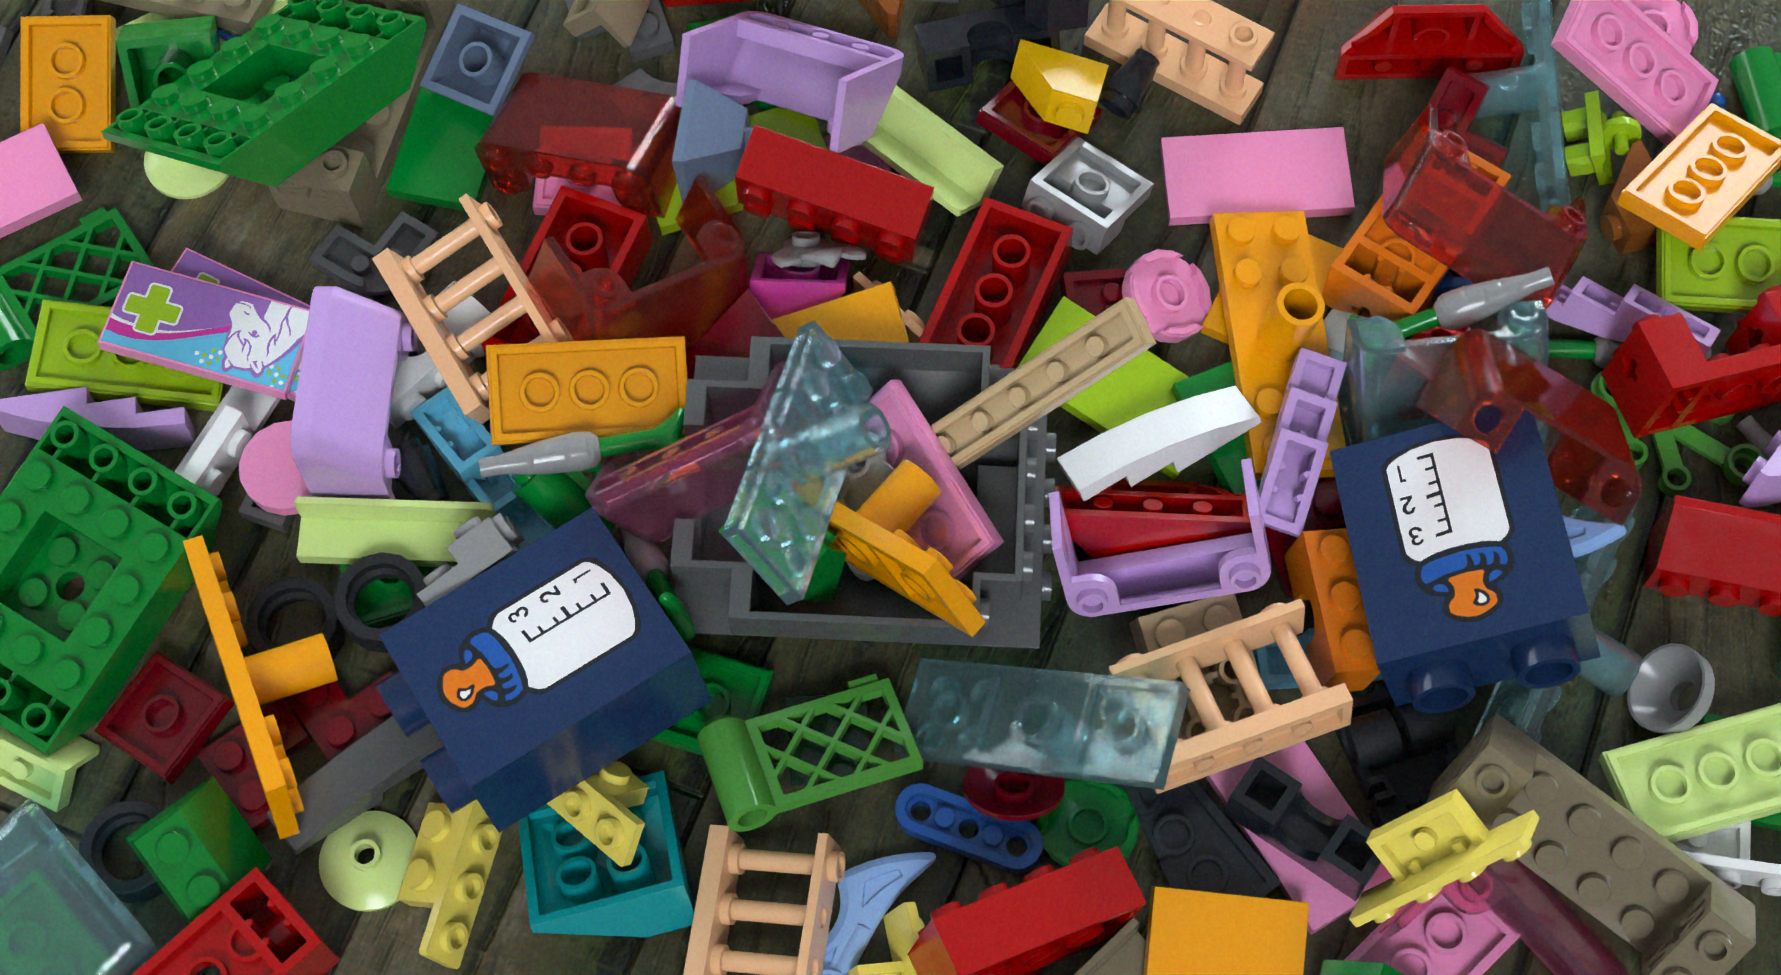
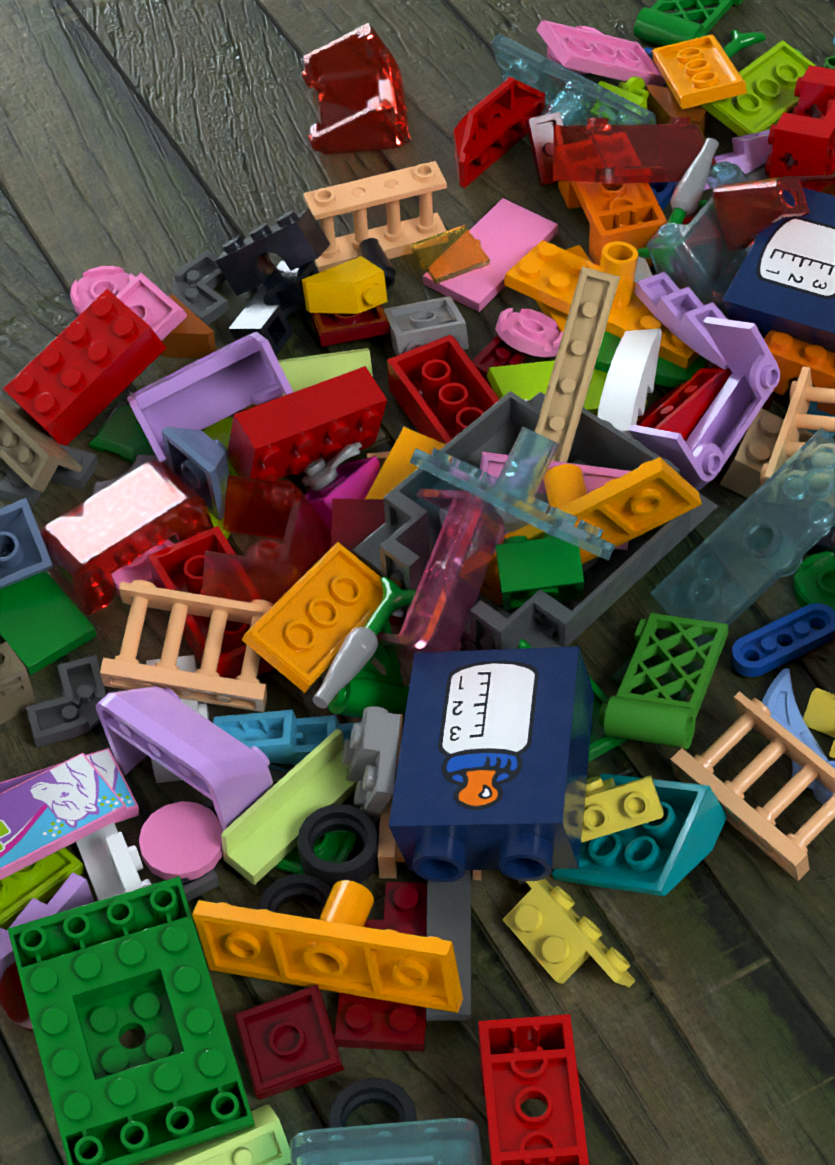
camera: 50 degrees left, 15 degrees down
(198, 849) = (424, 1073): green slope -> none
(371, 884) = (499, 1000): yellowish green dish -> none
(1012, 794) = (783, 598): dark red dish -> none
(1212, 139) = (450, 254): none -> clear yellow piece

